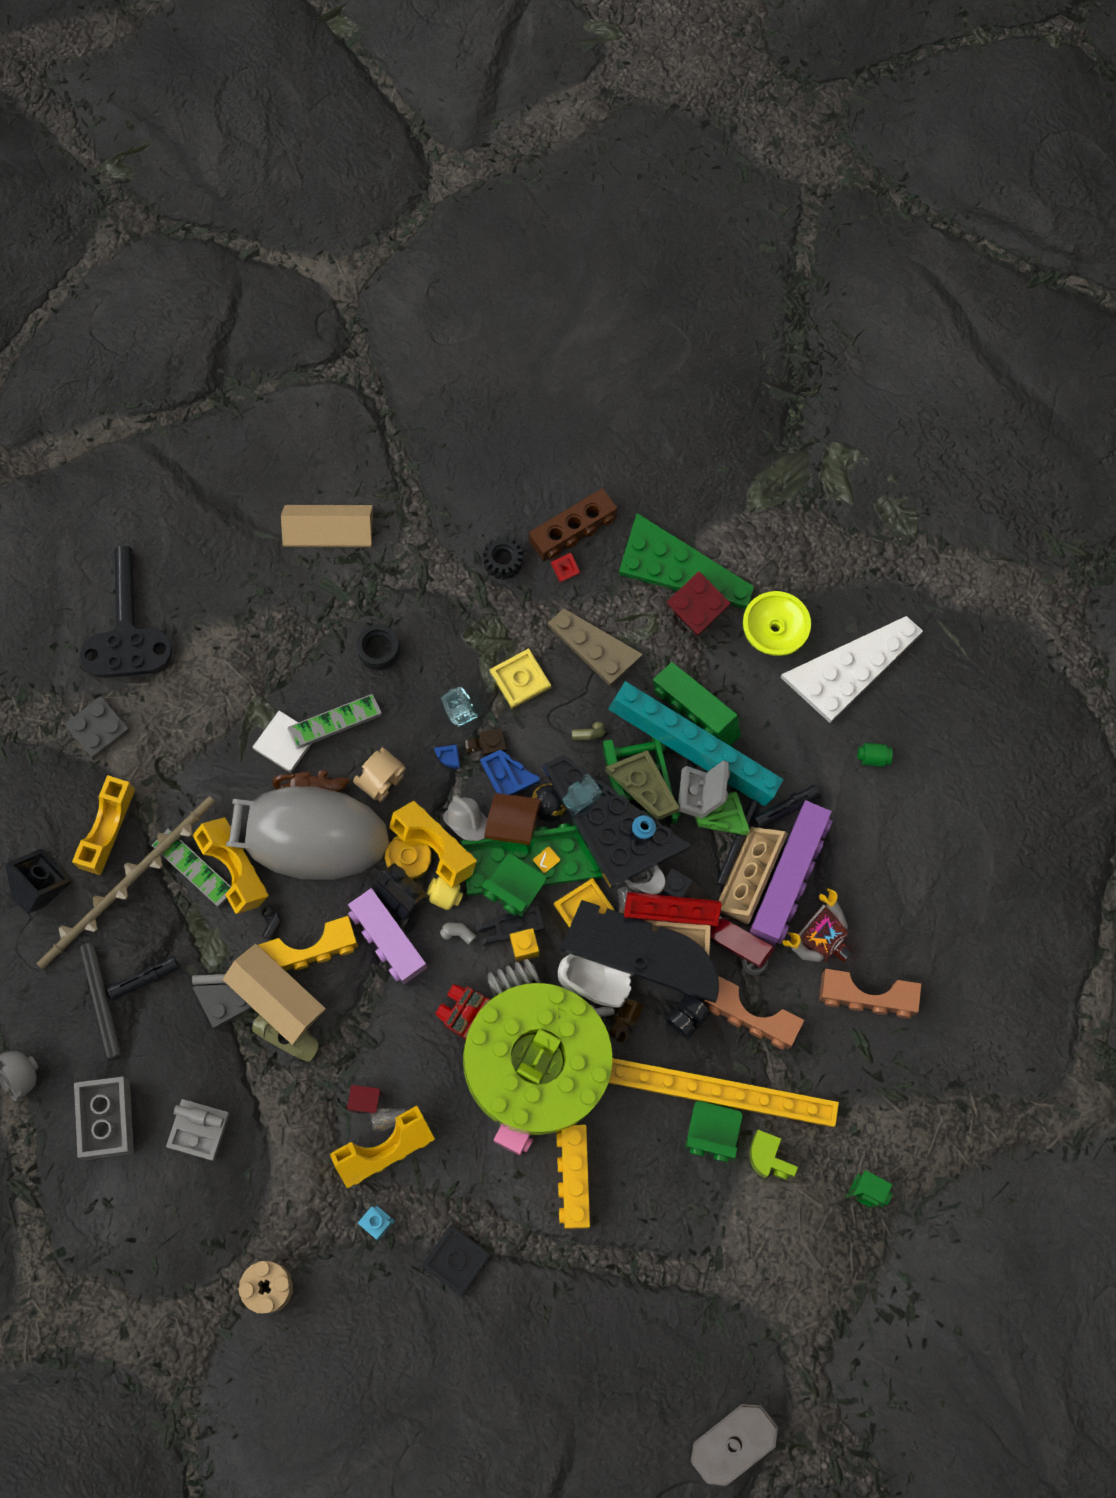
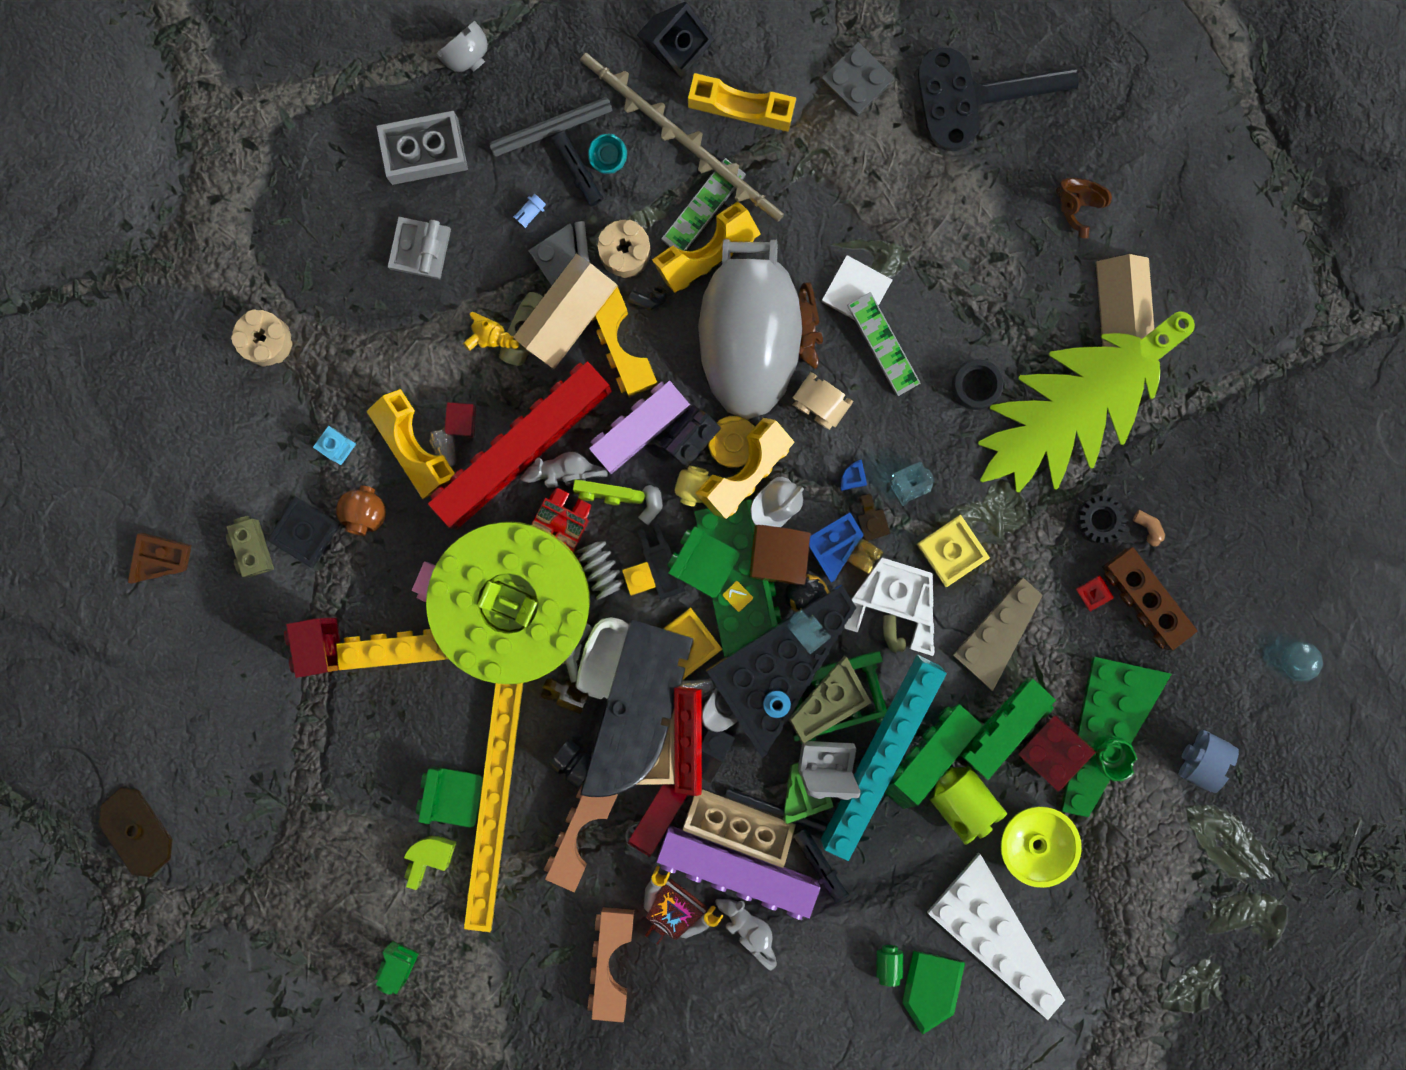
camera: 85 degrees right, 15 degrees up
(133, 948) = (607, 153): none -> teal hair
(175, 1023) = (529, 210): none -> light blue pin
(216, 926) = (629, 234): none -> tan brick
(225, 557) = (1088, 194): none -> reddish brown helmet
(286, 1068) = (488, 334): none -> yellow piece
(391, 1038) = (520, 446): none -> red brick
(403, 565) = (1108, 380): none -> lime plant
(417, 1003) = (563, 468): none -> light grey animal
(441, 1200) = (361, 511): none -> dark orange plant
(445, 966) = (611, 494): none -> lime hinge
(465, 1311) = (249, 547): none -> olive brick
(469, 1408) = (157, 557): none -> reddish brown wing
(512, 517) = (1153, 525): none -> medium nougat arm
(519, 749) = (865, 556): none -> clear yellow wheel
(554, 720) = (900, 592): none -> white wing
(567, 1245) = (313, 646): none -> dark red brick
(632, 414) = (1301, 661): none -> clear light blue hair
(675, 643) = (1007, 728): none -> green wedge
(705, 558) = (1116, 759): none -> green hair
(711, 488) = (1208, 761): none -> sand blue brick
(738, 679) = (966, 803): none -> lime cylinder
(844, 866) = (754, 932): none -> light grey animal
(896, 723) = (932, 989): none -> green tile

